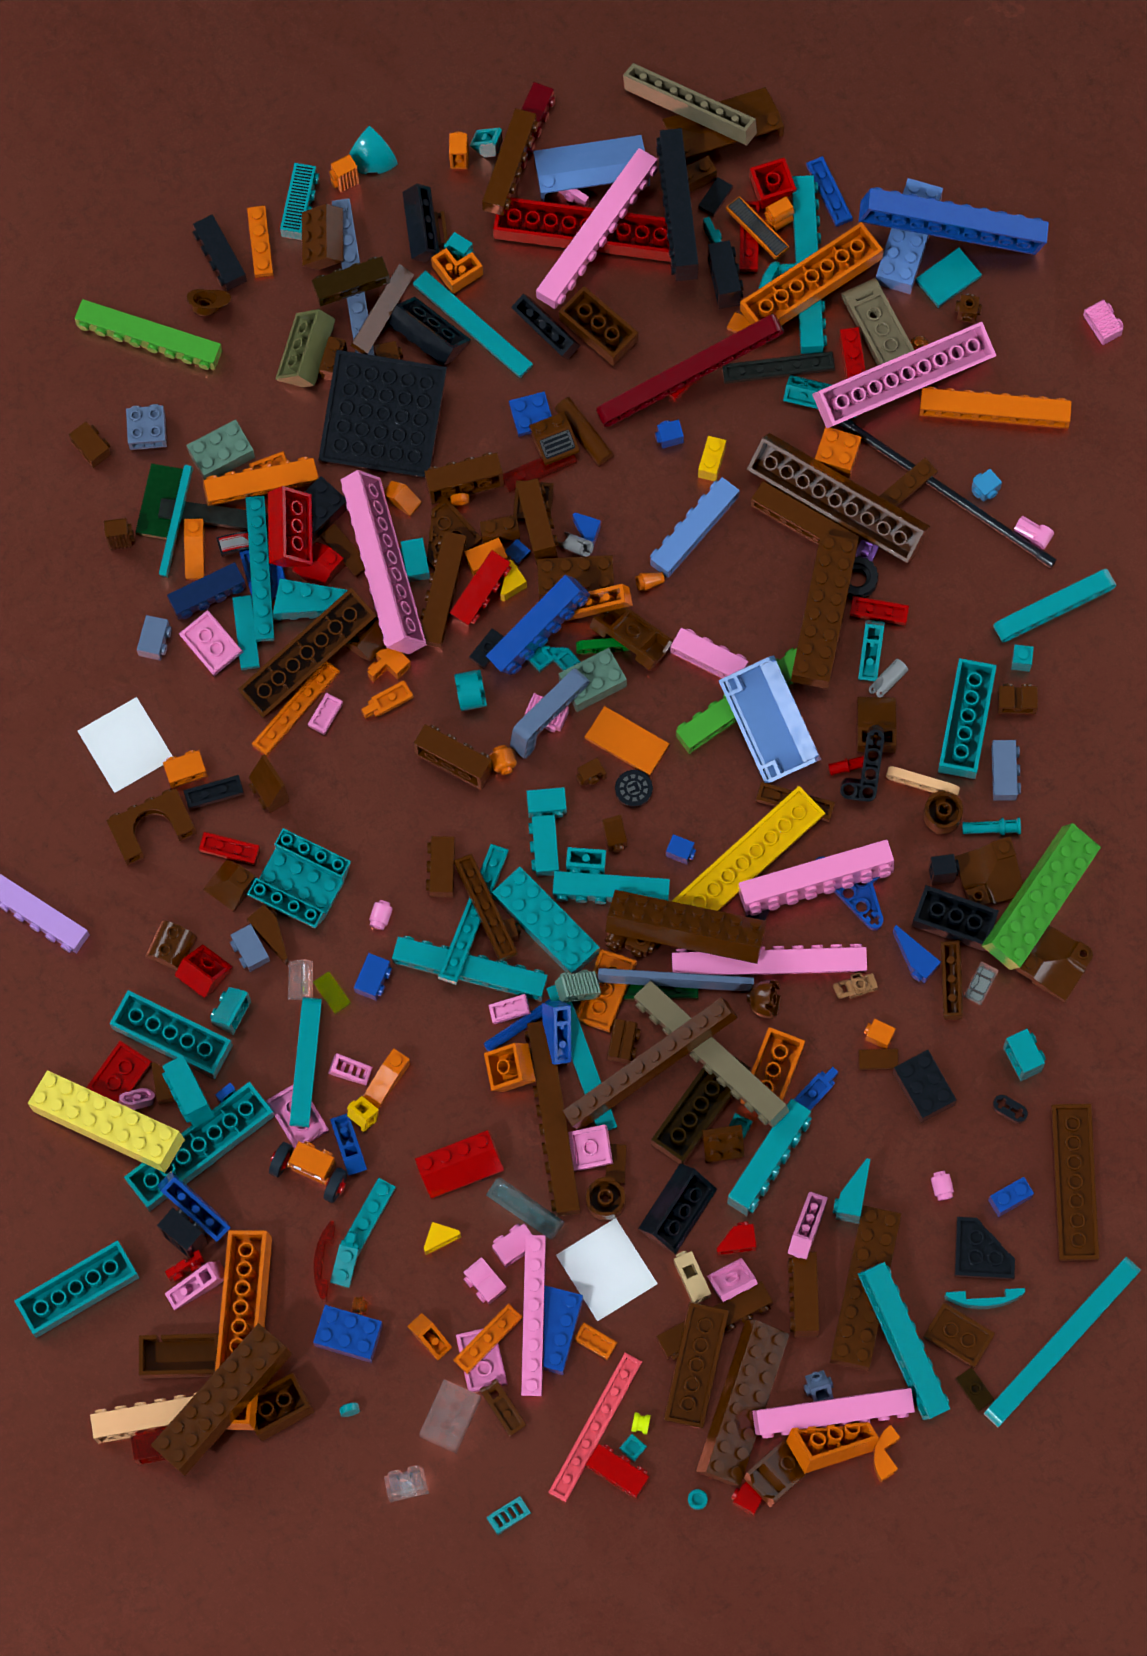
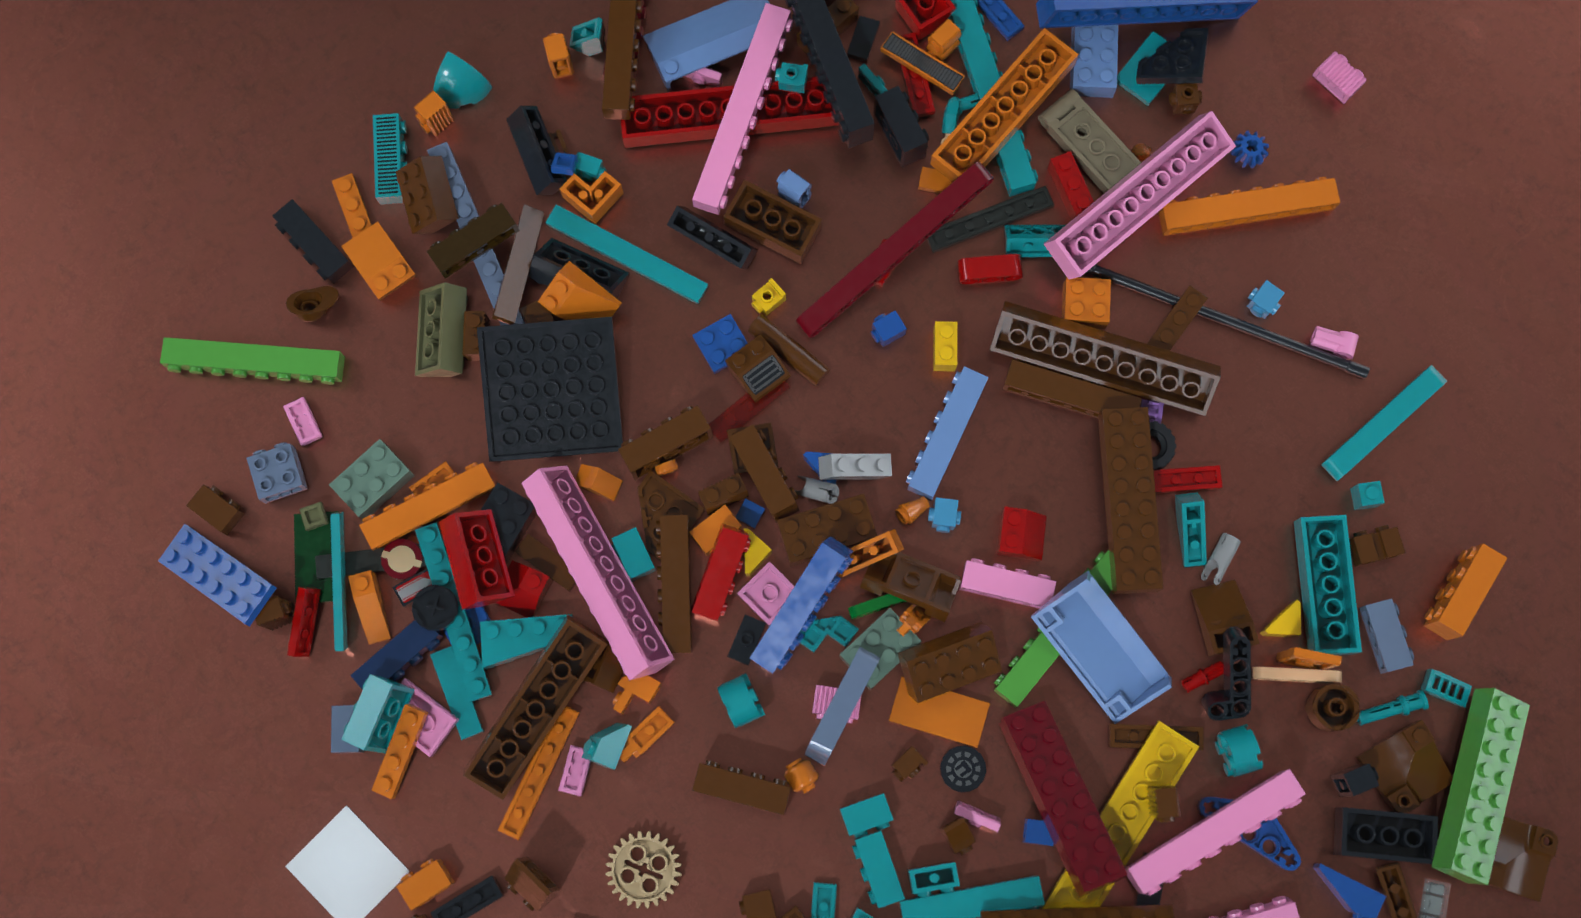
camera: 15 degrees left, 5 degrees up
(81, 492) = (217, 574): none -> plate
(139, 546) = (303, 622): none -> red plate
(167, 468) = (314, 516): none -> olive tile
(176, 393) = (303, 421): none -> bright pink plate
(182, 628) = (376, 714): none -> teal slope
(190, 664) = (399, 751): none -> orange plate
(228, 518) = (401, 559): none -> sticker
(247, 559) = (435, 608): none -> black tile
(270, 281) = (378, 261): none -> orange slope
(348, 812) = (635, 890): none -> tan gear
(353, 700) = (607, 745): none -> teal slope
(423, 344) = (577, 296): none -> orange slope
(440, 238) = (564, 163): none -> blue tile
(511, 612) = (766, 592): none -> bright pink plate
(578, 392) = (778, 296): none -> yellow brick
(611, 532) = (854, 466): none -> light grey brick
(622, 303) = (794, 188): none -> medium blue brick
(625, 660) = (913, 619): none -> orange hinge
(634, 826) = (977, 817): none -> bright pink plate
(644, 700) = (949, 662): none -> reddish brown brick
(645, 218) = (792, 83): none -> teal brick
(674, 590) = (944, 515): none -> dark azure brick
(704, 823) = (1062, 799): none -> dark red brick
(732, 620) = (1021, 534): none -> red slope
(767, 406) = (990, 269): none -> red beam
(781, 842) = (1164, 802): none -> reddish brown brick
(856, 825) = (1238, 750): none -> teal brick
(924, 740) = (1286, 623): none -> yellow slope
(931, 765) = (1308, 659): none -> orange tile
(968, 275) = (1177, 60): none -> black plate
(1012, 356) = (1252, 157): none -> blue gear
(1038, 827) = (1428, 682): none -> teal slope
(1076, 749) = (1464, 591): none -> orange brick

